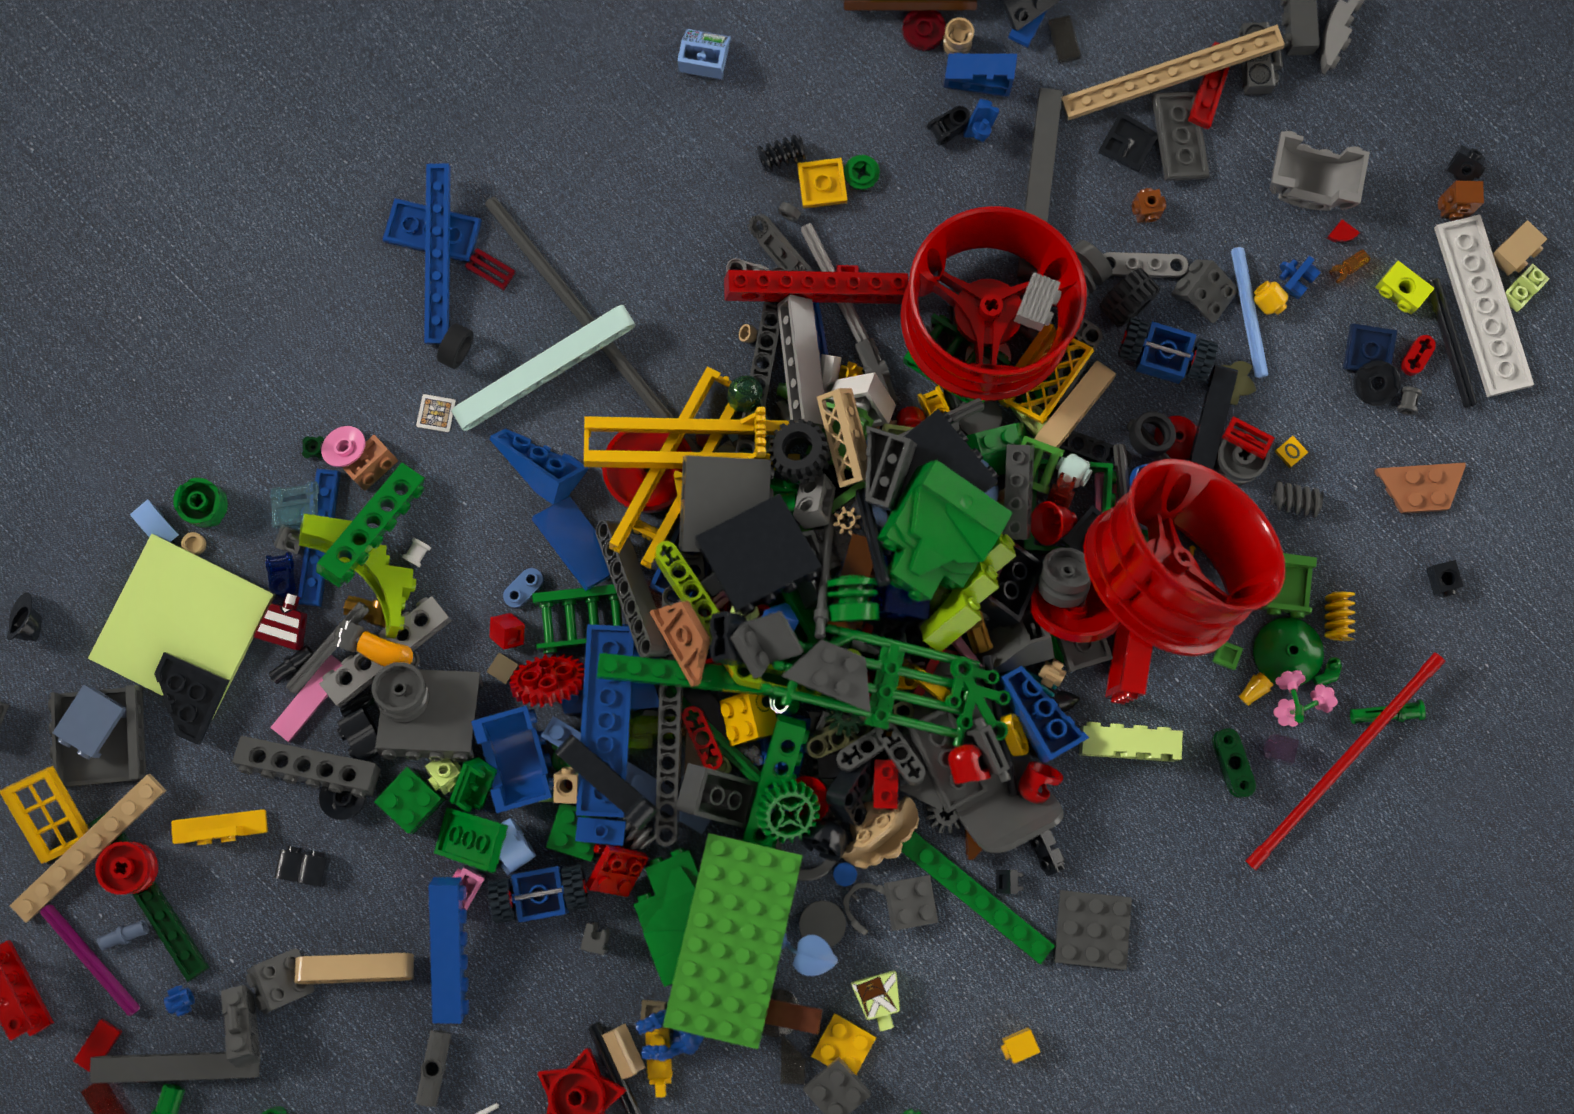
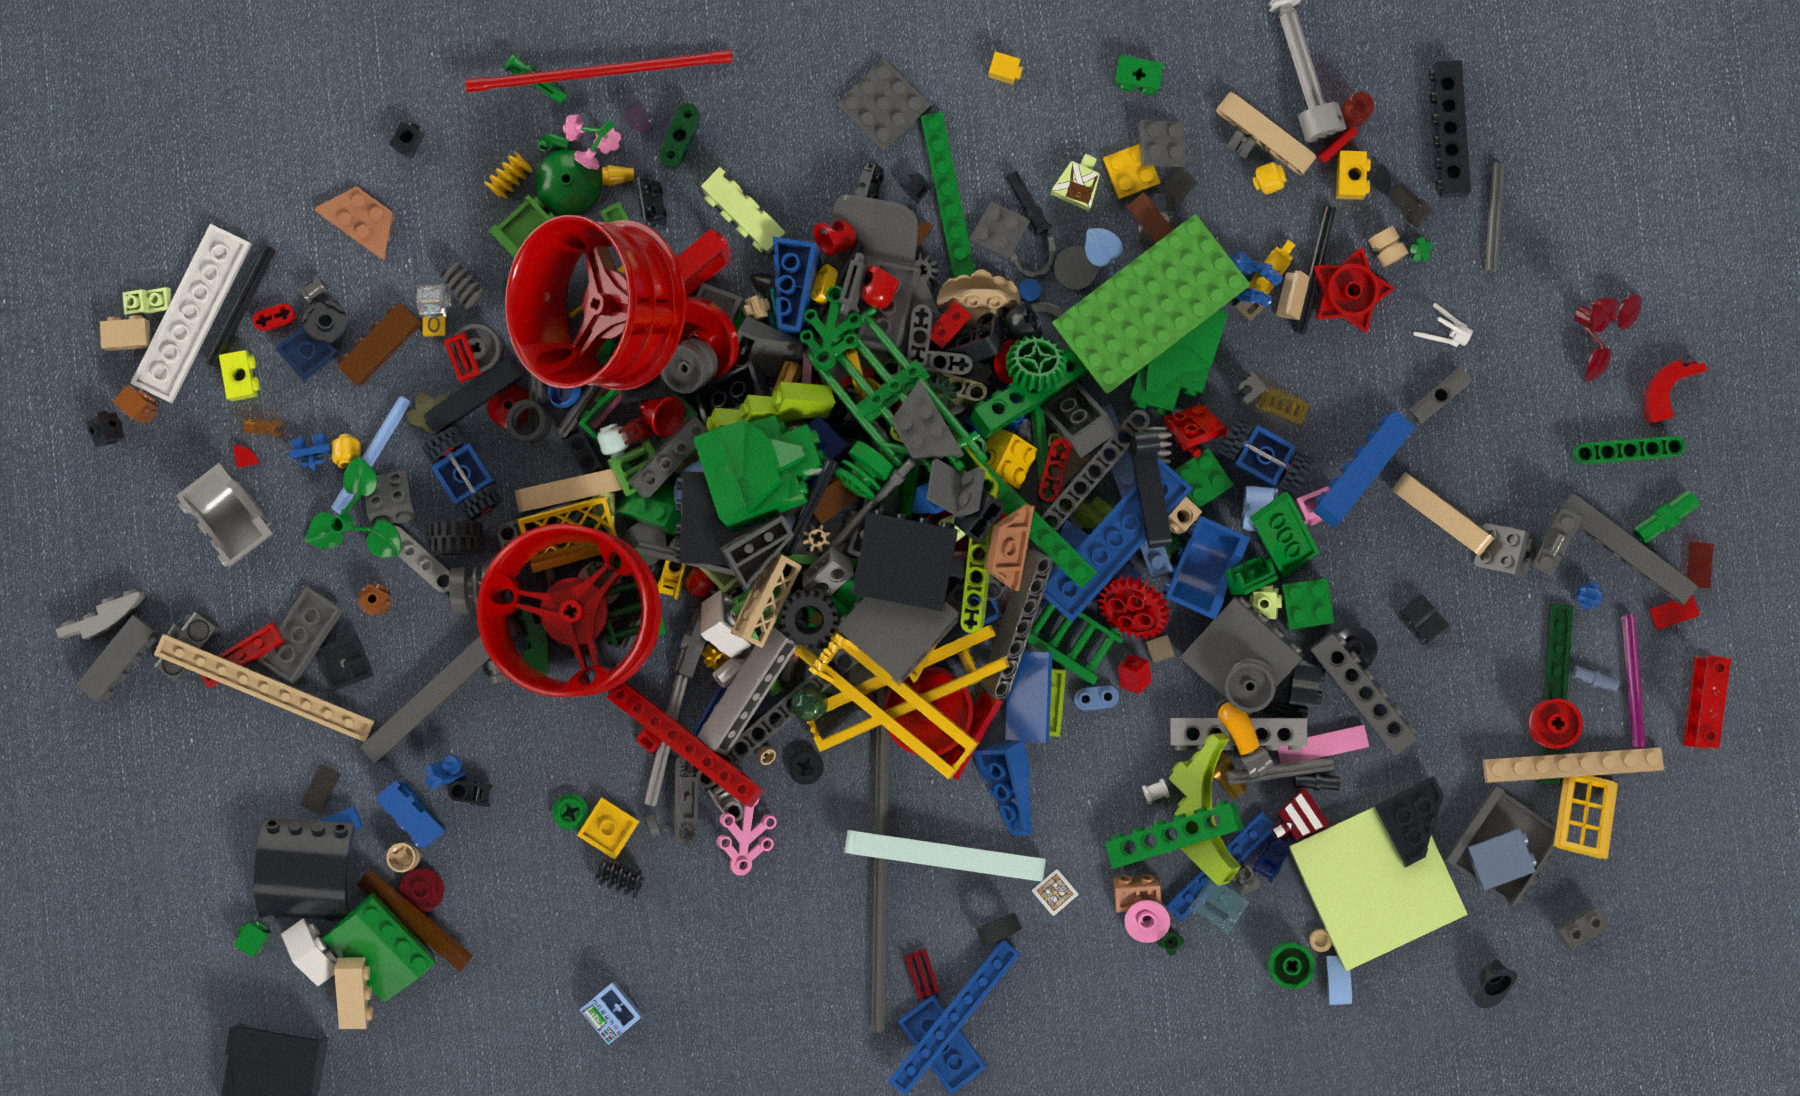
camera: 140 degrees left, 5 degrees up
(221, 827) = (1464, 701): yellow bracket -> none
(557, 565) = (1057, 696): none -> lime tile
(574, 938) = (1266, 399): none -> clear yellow slope
(600, 831) = (1184, 462): blue plate -> none
(603, 502) = (983, 713): none -> red plate
(711, 257) = (745, 837): none -> bright pink plant
(715, 341) = (795, 770): none -> black gear
(895, 941) = (1032, 211): none -> black pin
(986, 265) = (538, 638): none -> green slope
(1037, 302) = (542, 573): light grey brick -> none
(1209, 689) = (652, 202): none -> black hinge
(1227, 231) = (327, 530): none -> green plant
(1310, 466) = (432, 301): none -> clear brick
(1319, 400) = (379, 344): none -> reddish brown brick

